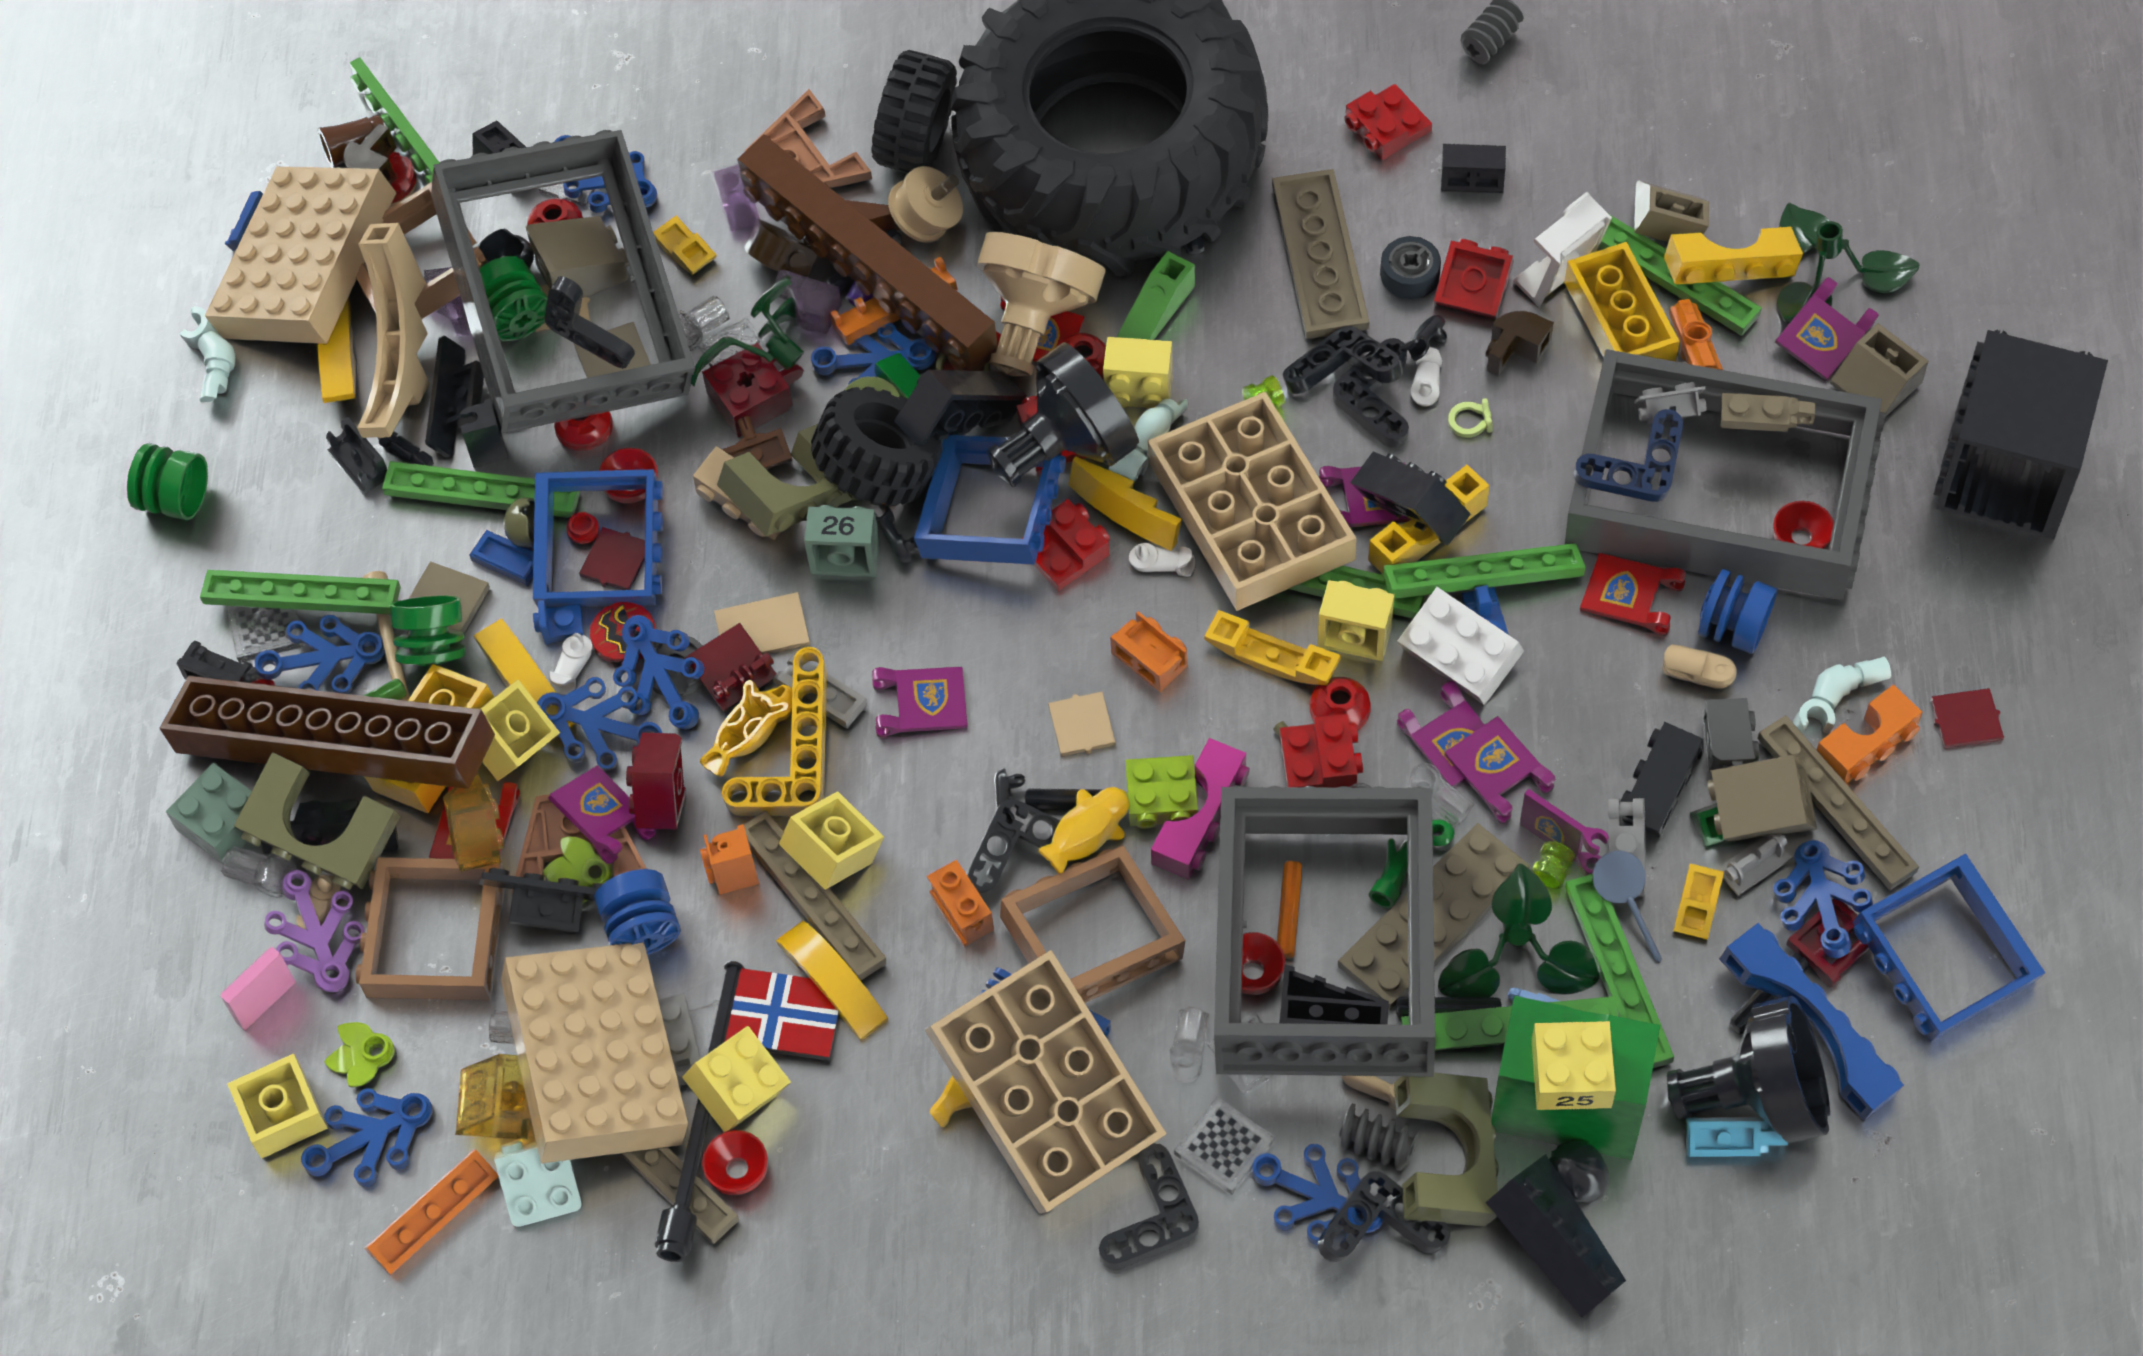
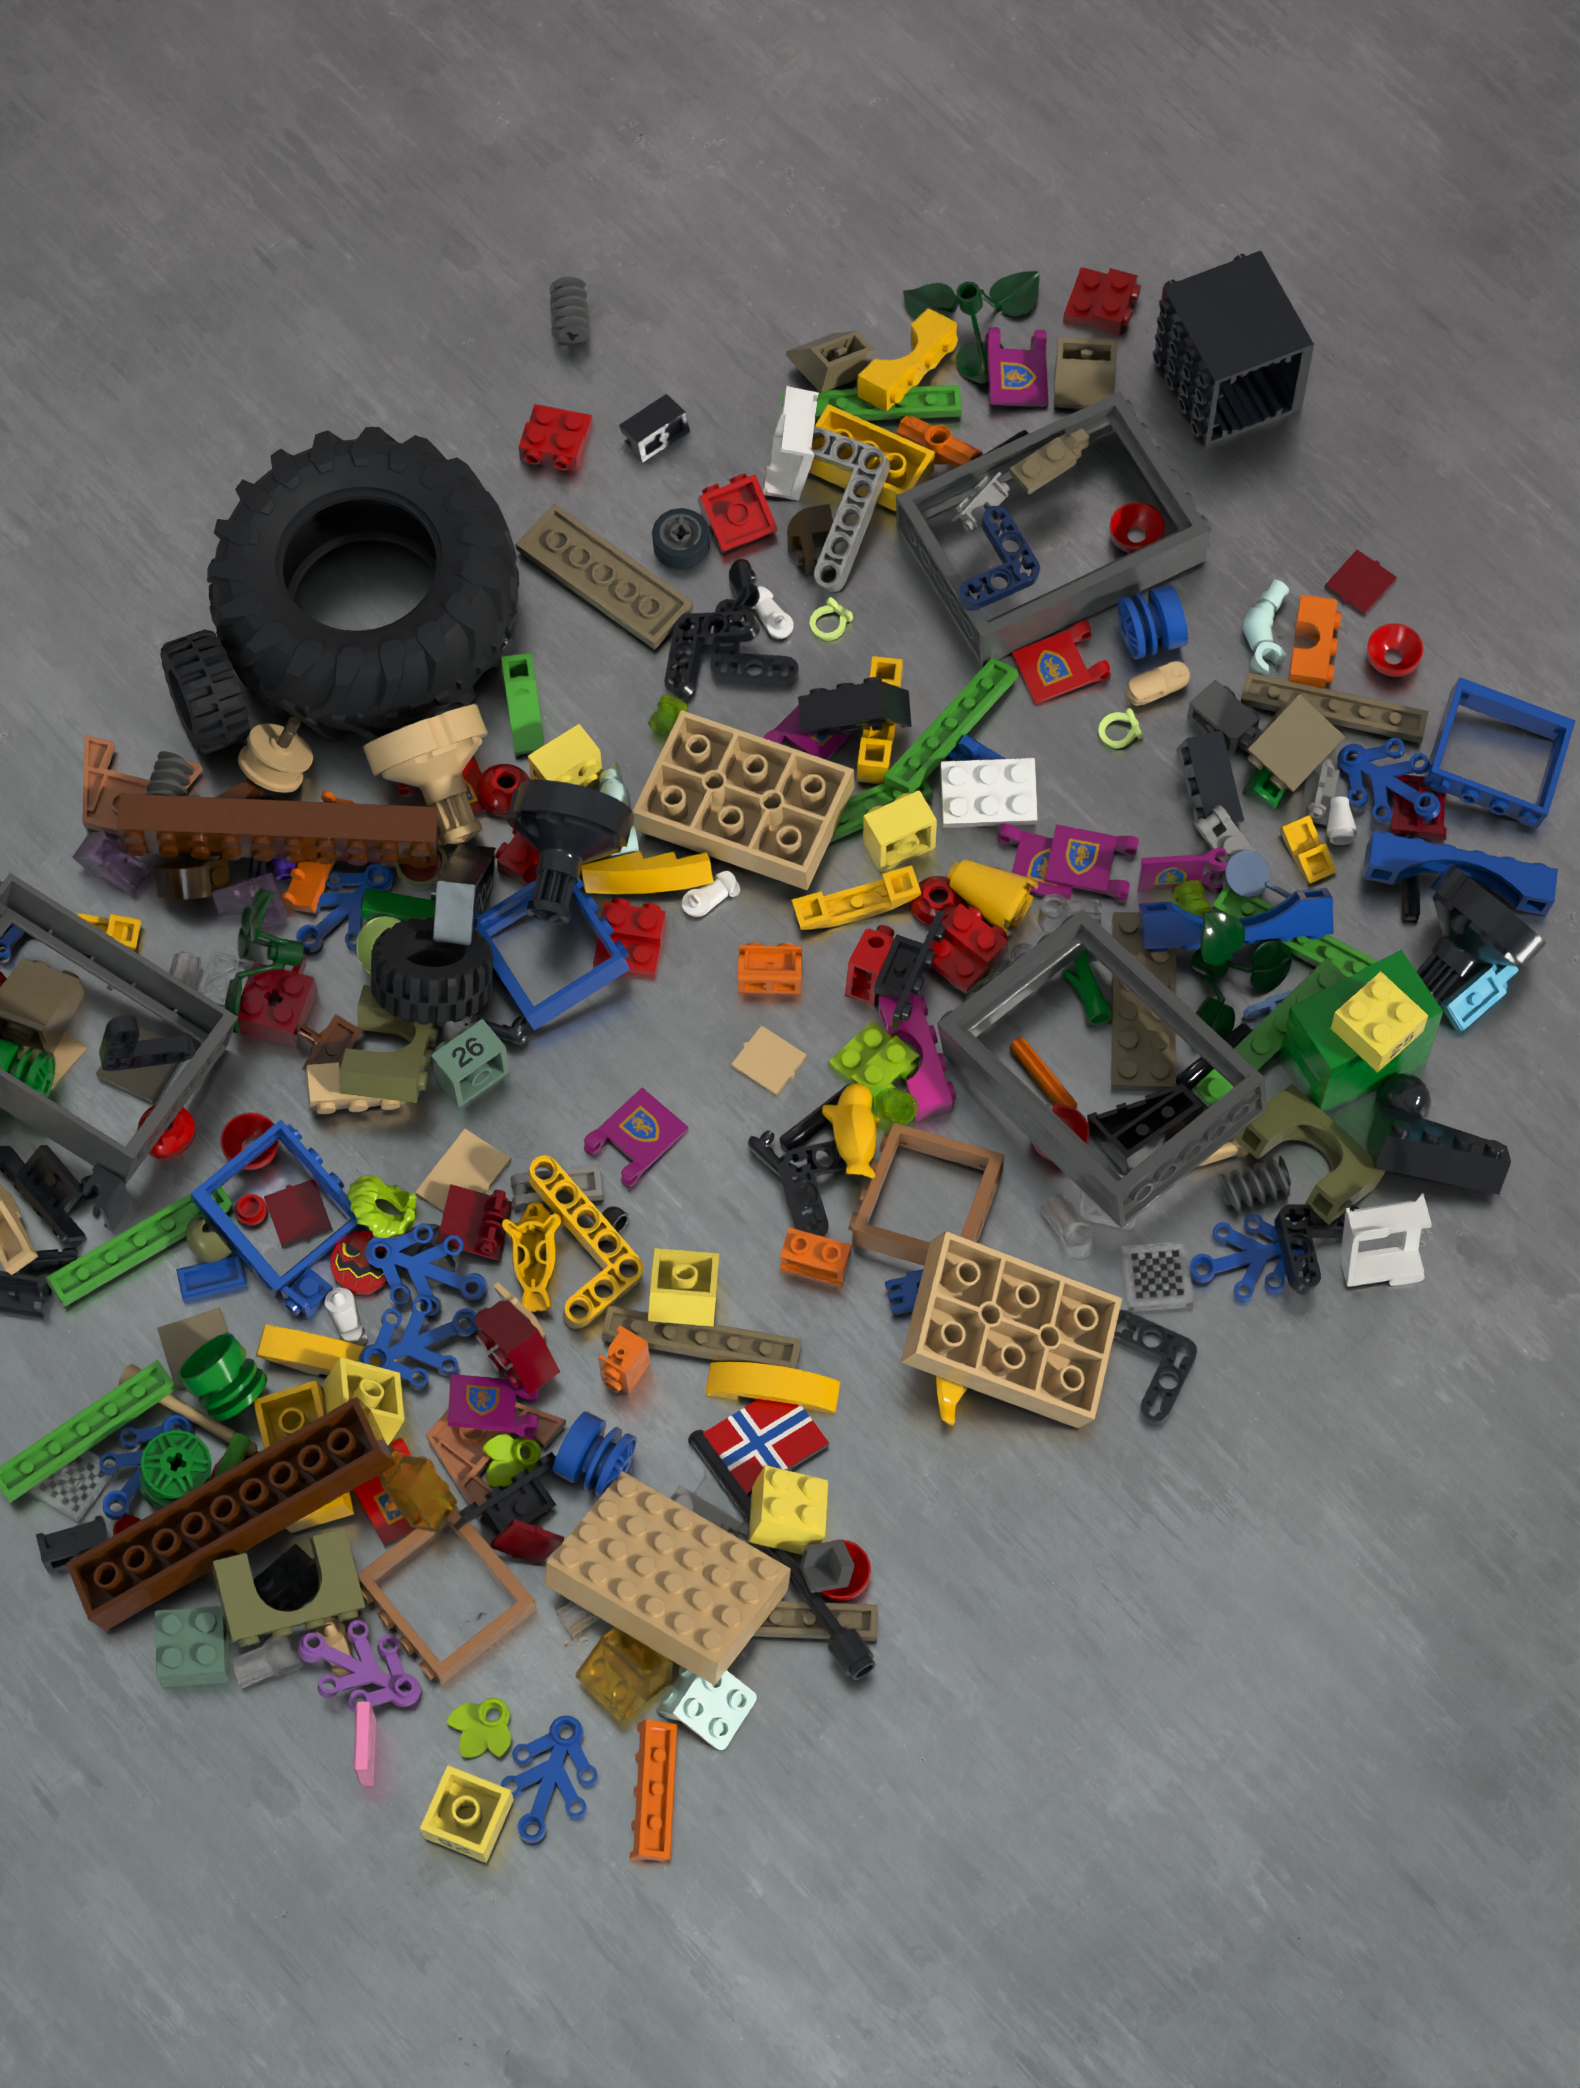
camera: 45 degrees left, 5 degrees up
(339, 654) = (157, 1480): none -> green wheel
(519, 933) = (526, 1542): none -> dark red piece
(652, 593) = (363, 1196): none -> lime piece
(691, 758) = (506, 1295): none -> tan piece
(719, 1146) = (826, 1566): none -> dark grey panel
(830, 160) = (169, 775): none -> dark grey piece
(838, 750) = (616, 1217): none -> black hinge
(1139, 827) = (890, 1101): none -> clear neon green wheel
(1231, 706) = (869, 957): none -> red torso
(1250, 728) = (904, 968): none -> black bracket
(1386, 730) = (996, 893): none -> yellow cone
(1435, 1302) = (1394, 1264): none -> white piece
(1562, 331) = (849, 504): none -> light grey beam
(1629, 944) = (1301, 914): none -> blue arch
(1642, 693) = (1127, 717): none -> yellowish green piece
(1747, 901) = (1341, 825): none -> white cone
(1942, 781) = (1396, 639): none -> red piece
(1955, 325) = (1102, 300): none -> red plate

